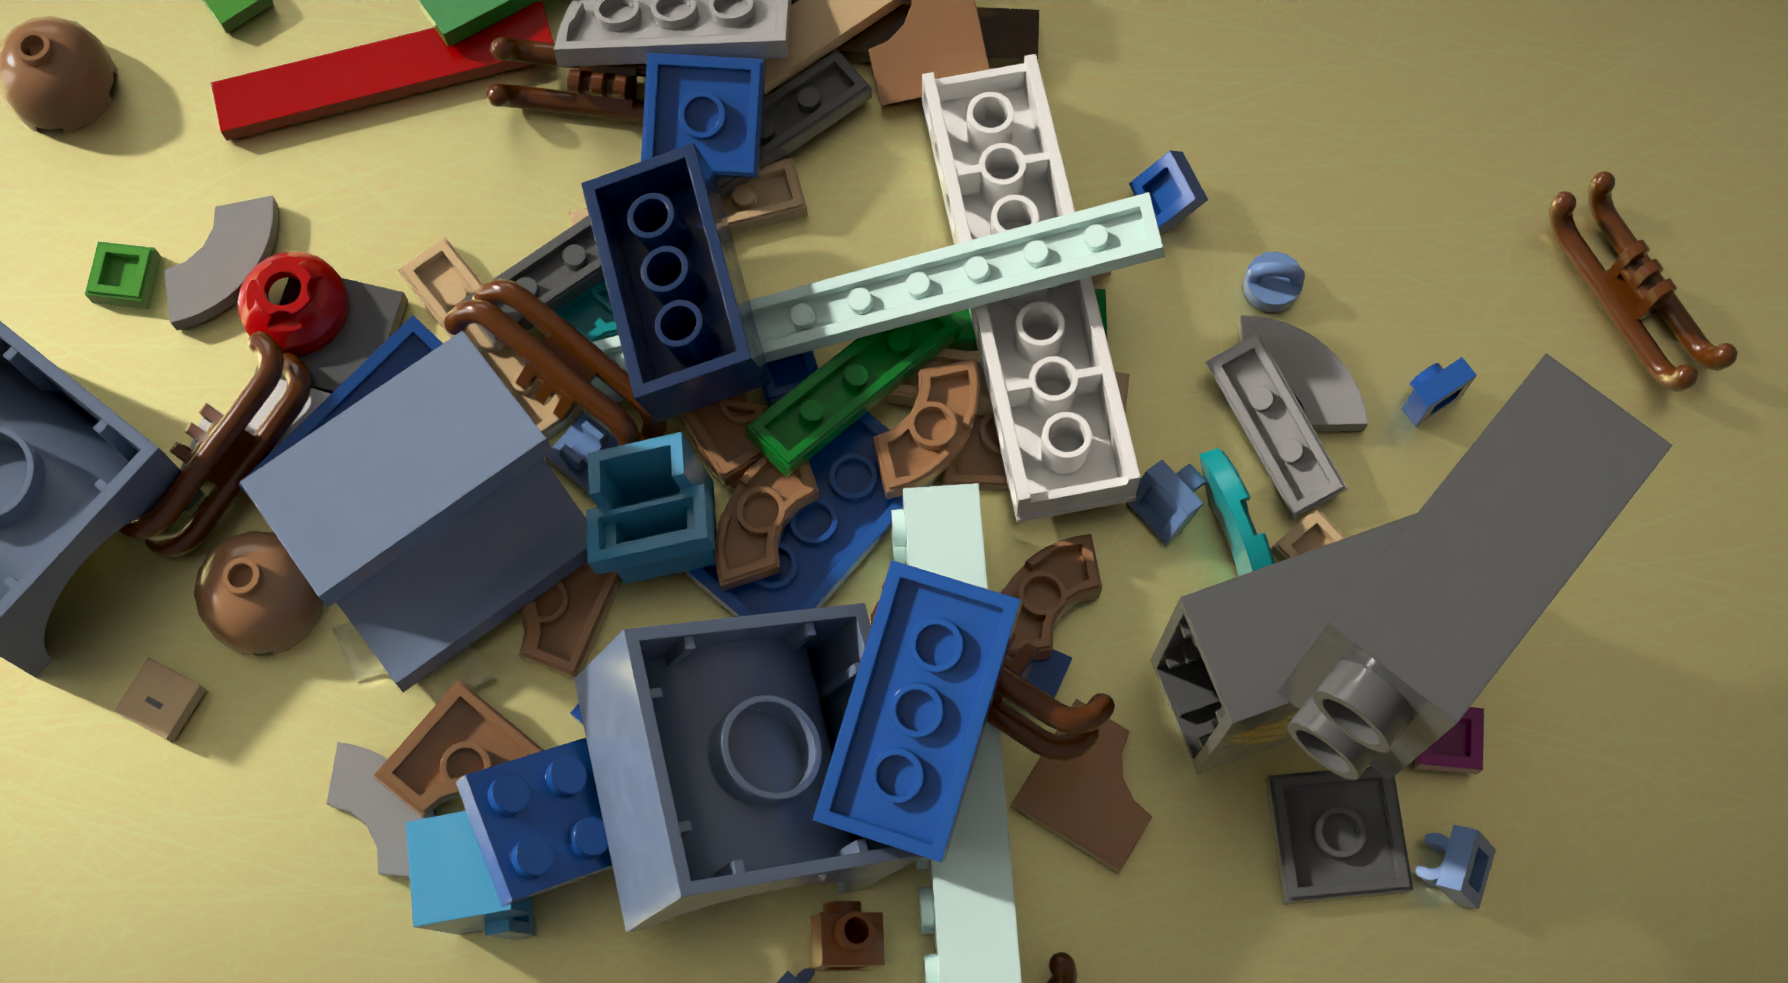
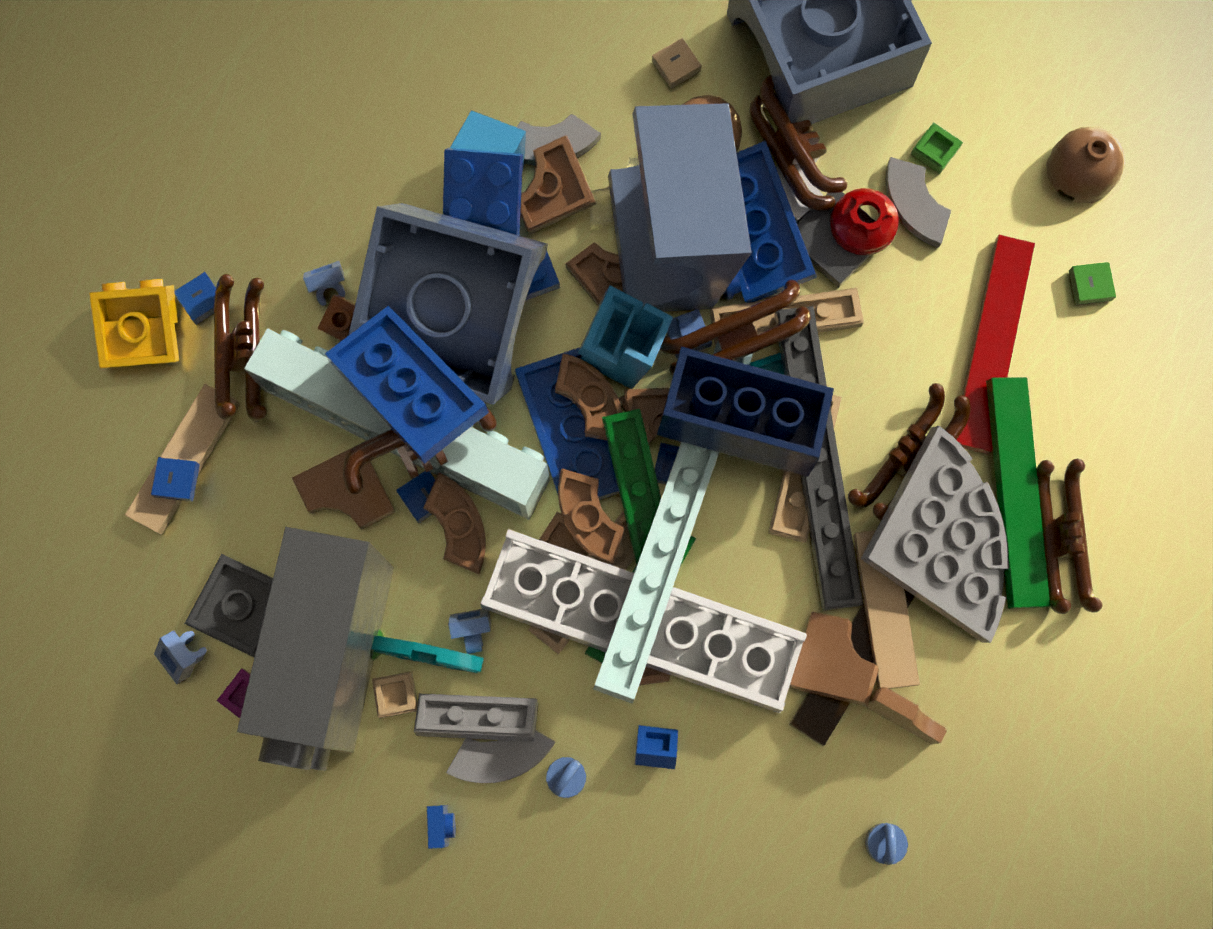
camera: 120 degrees right, 5 degrees up
(707, 104) = (851, 492): blue tile -> none
(1469, 575) = (246, 659): dark grey brick -> none

